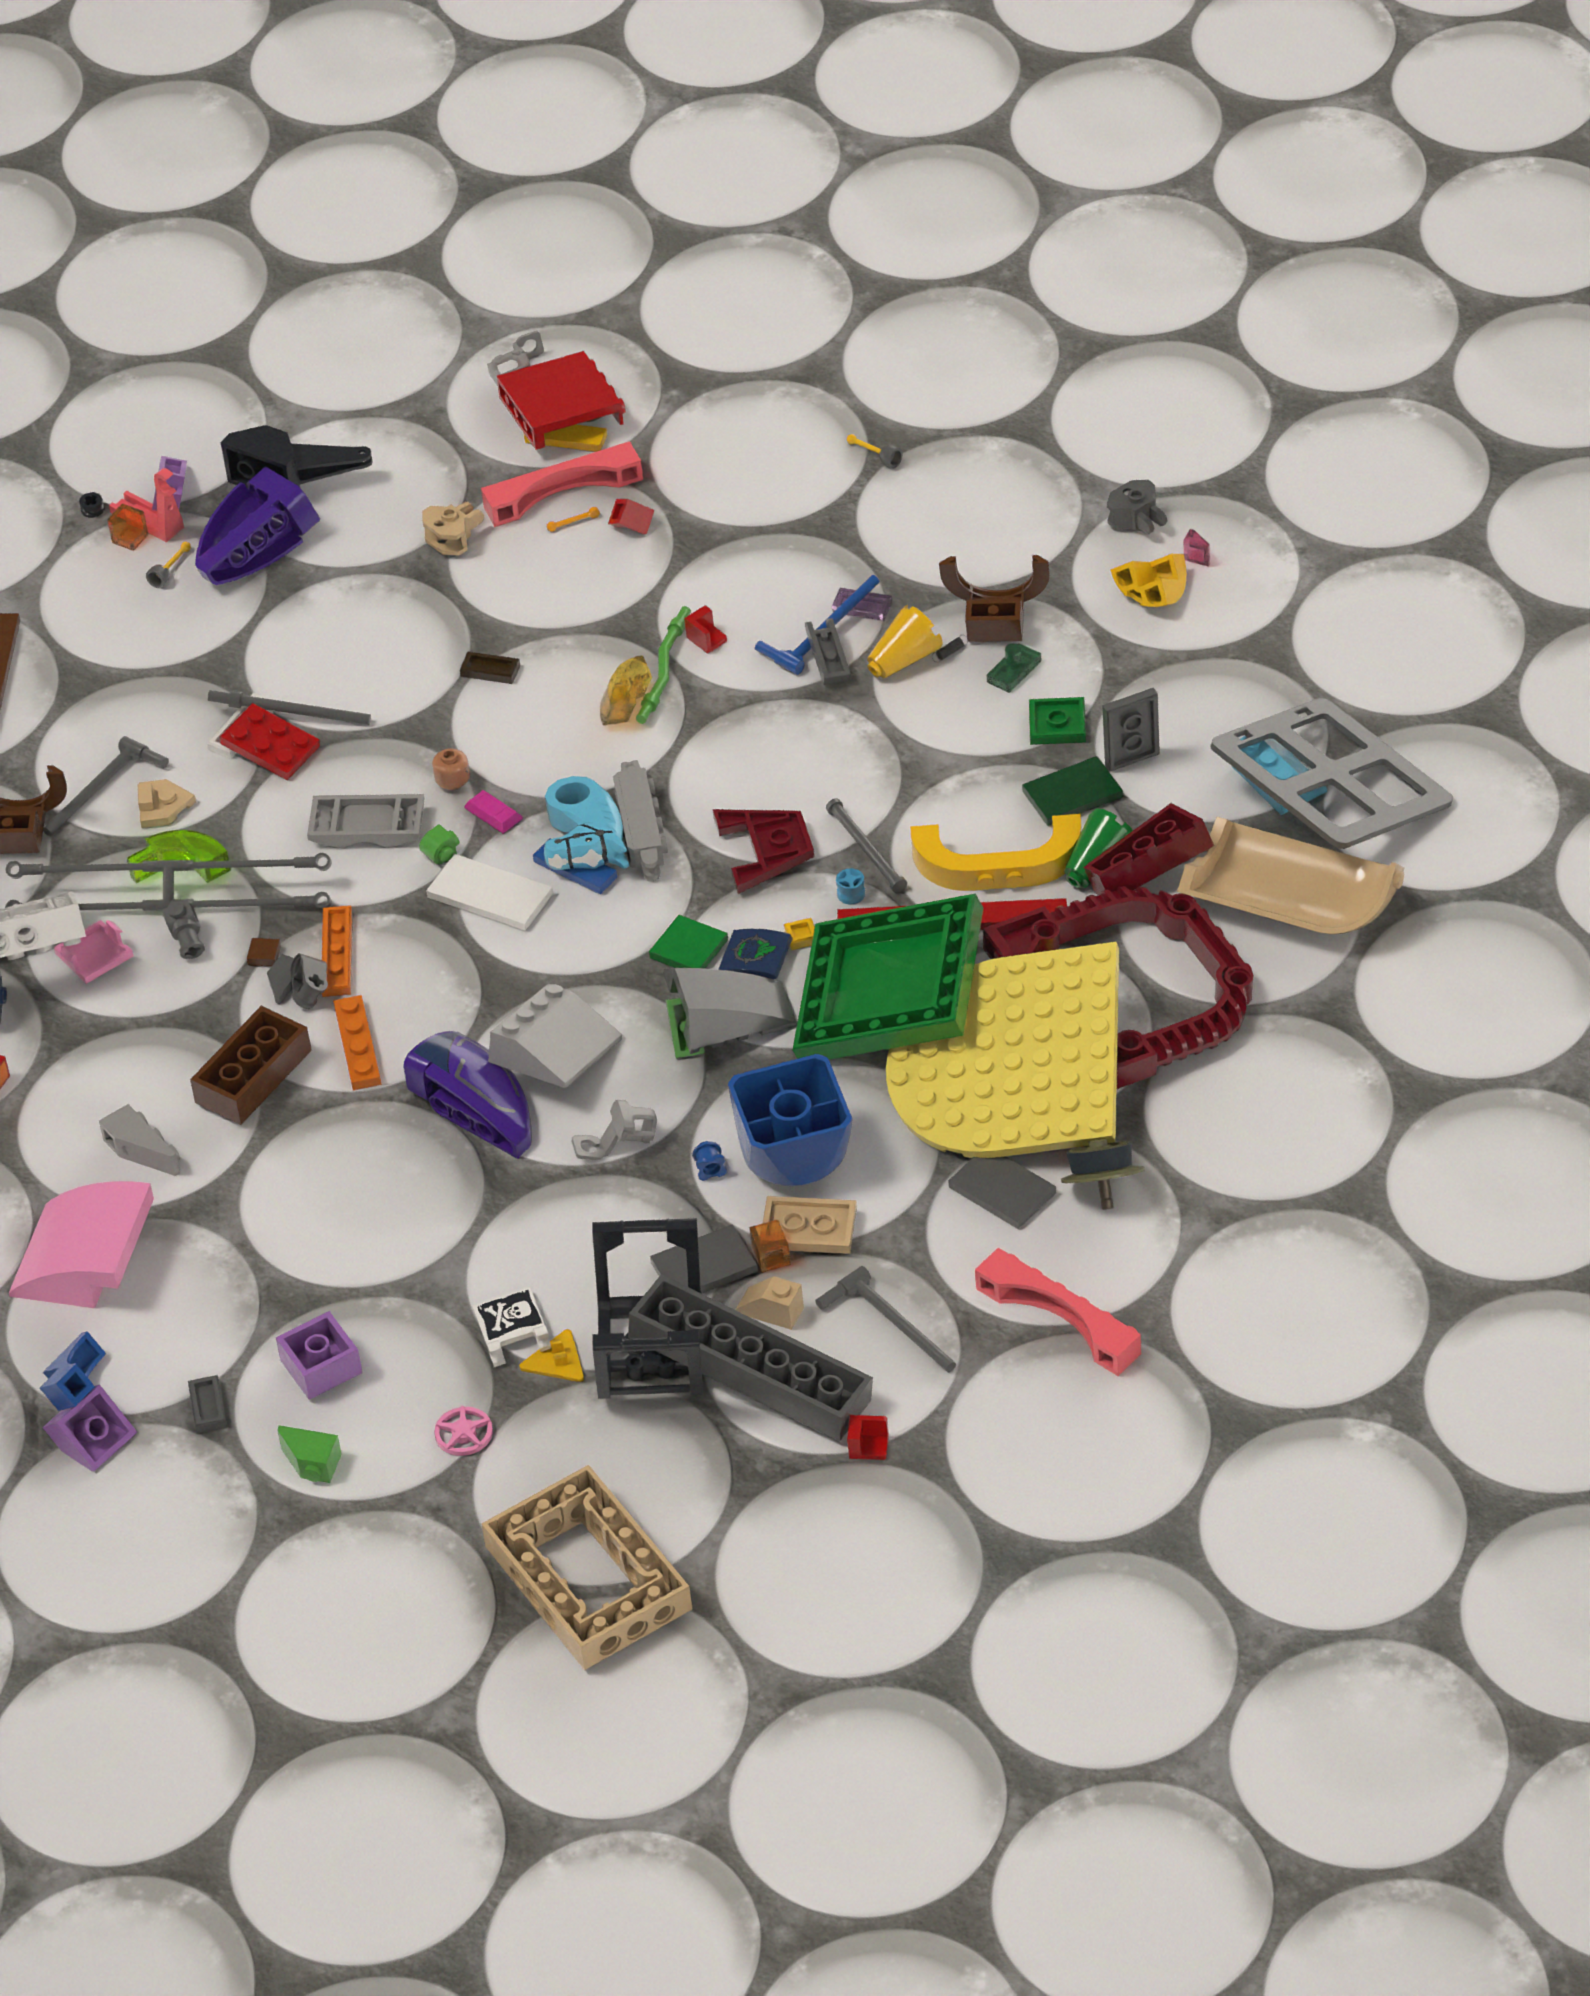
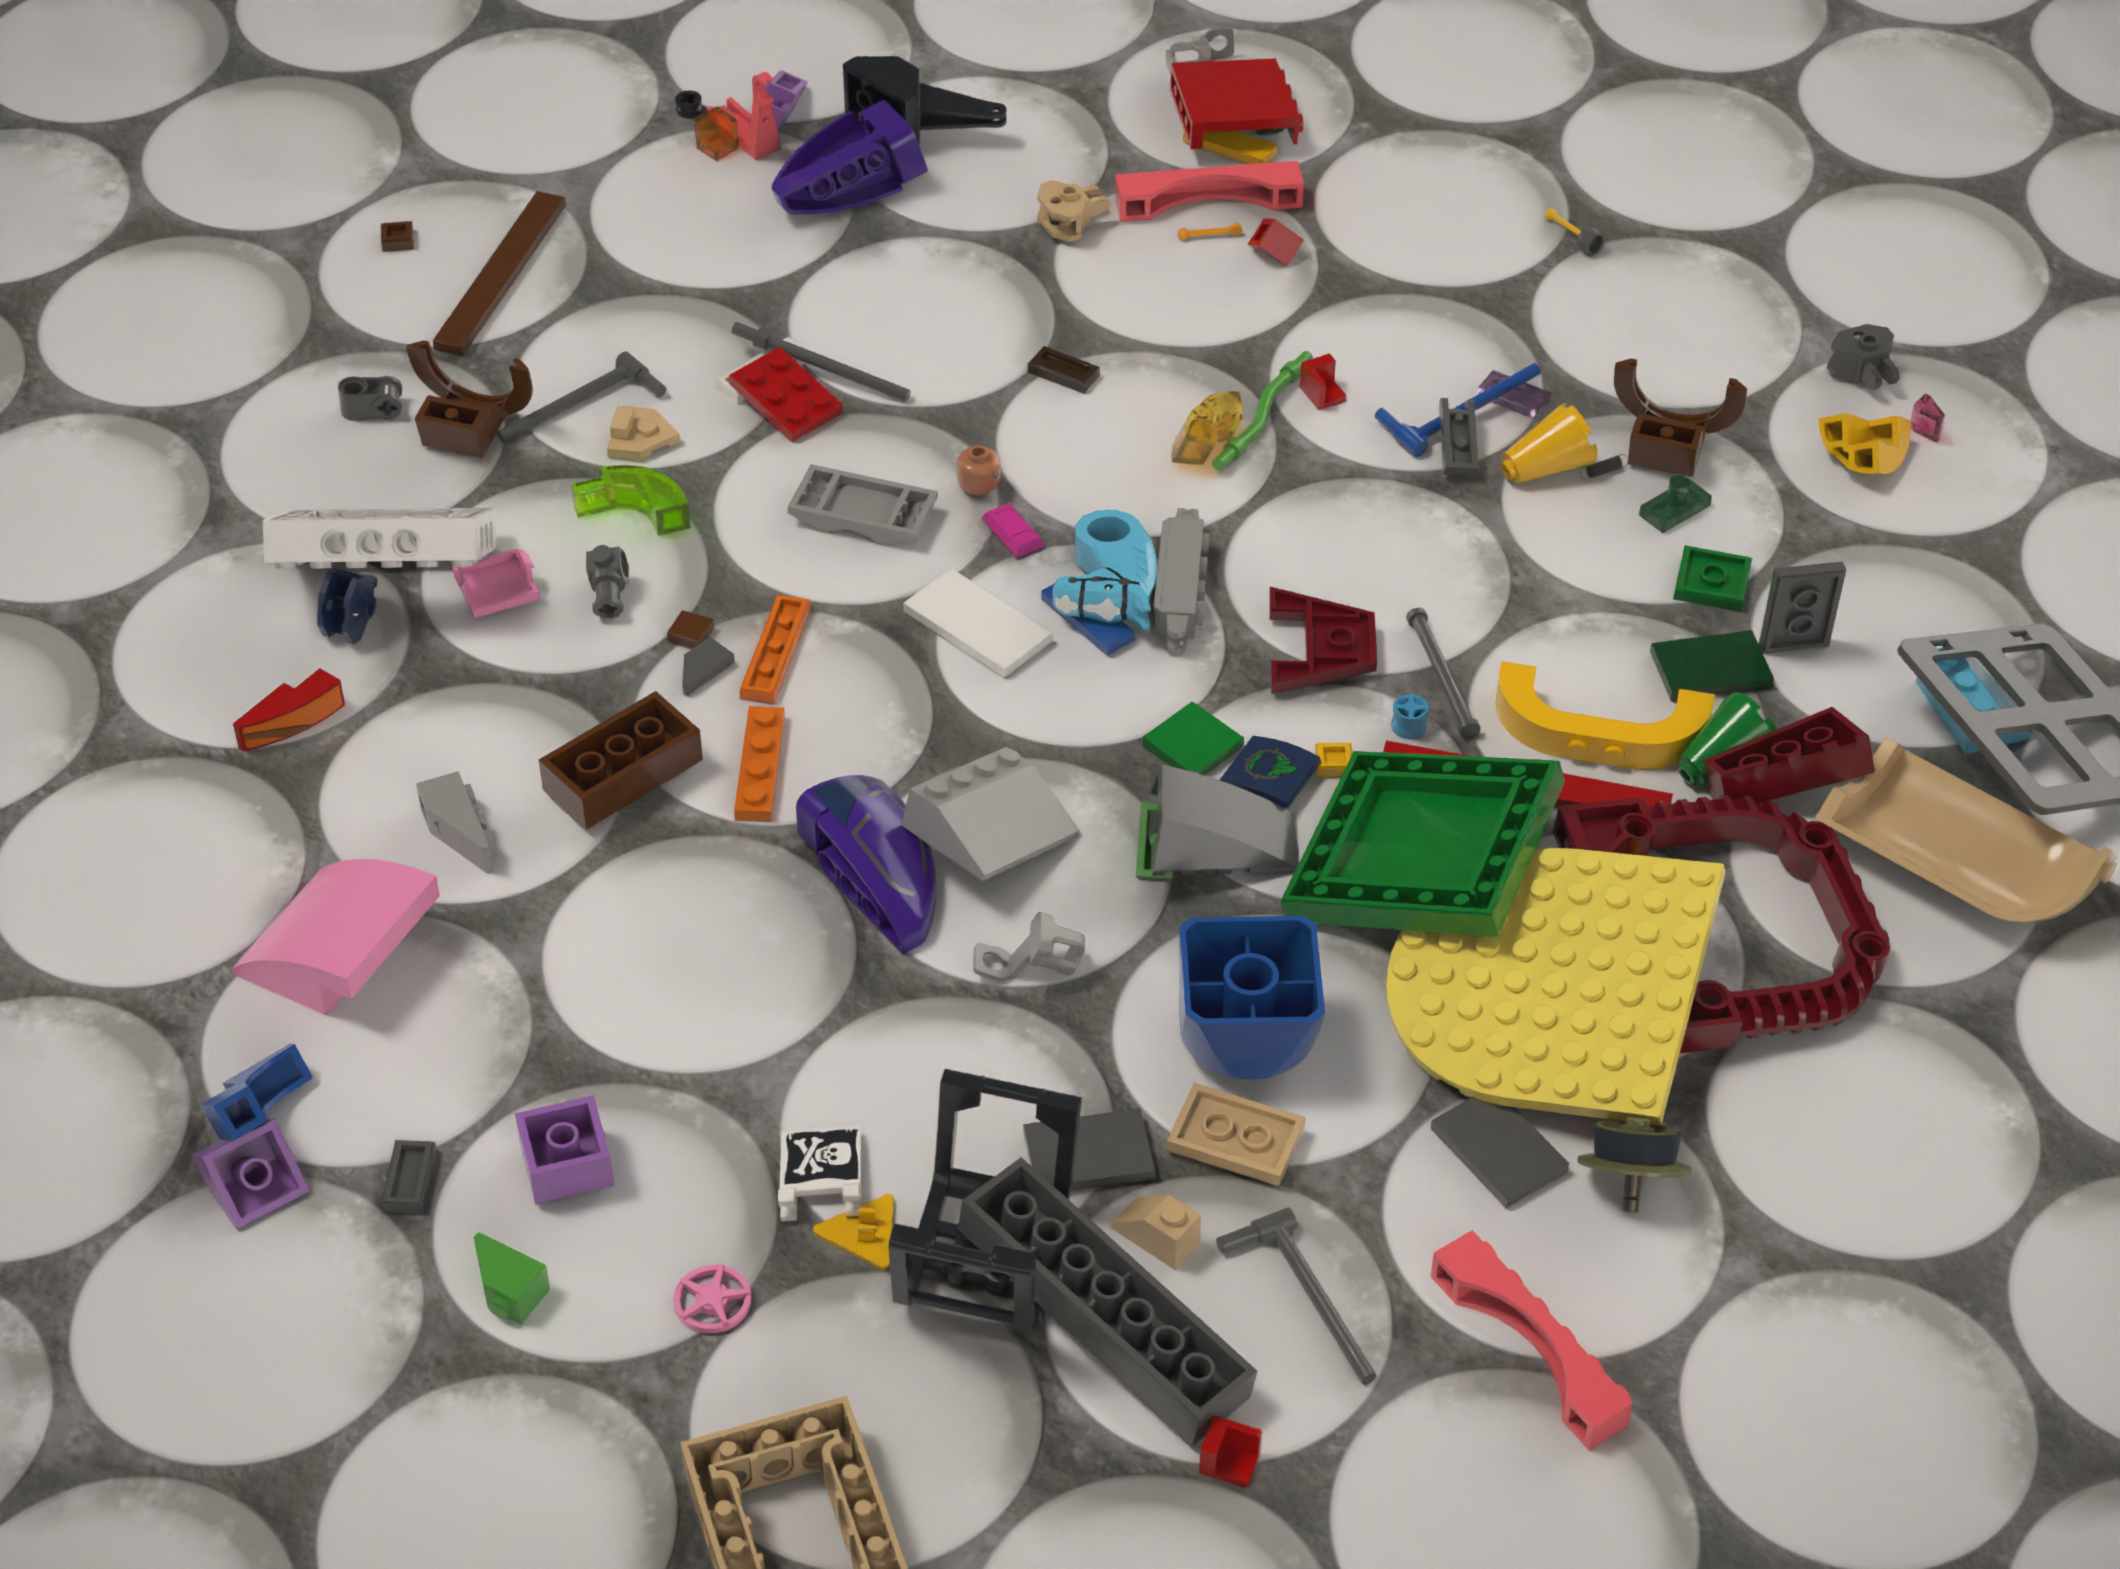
camera: 10 degrees right, 0 degrees up
(162, 571) = (732, 190): dark grey hinge -> none
(168, 868) = (613, 507): dark grey bar -> none
(308, 980) = (726, 675): dark grey piece -> none
(439, 844) = (936, 553): bright green plate -> none
(709, 1160) = (1135, 1017): blue brick -> none
(770, 1246) = (1178, 1150): clear orange panel -> none

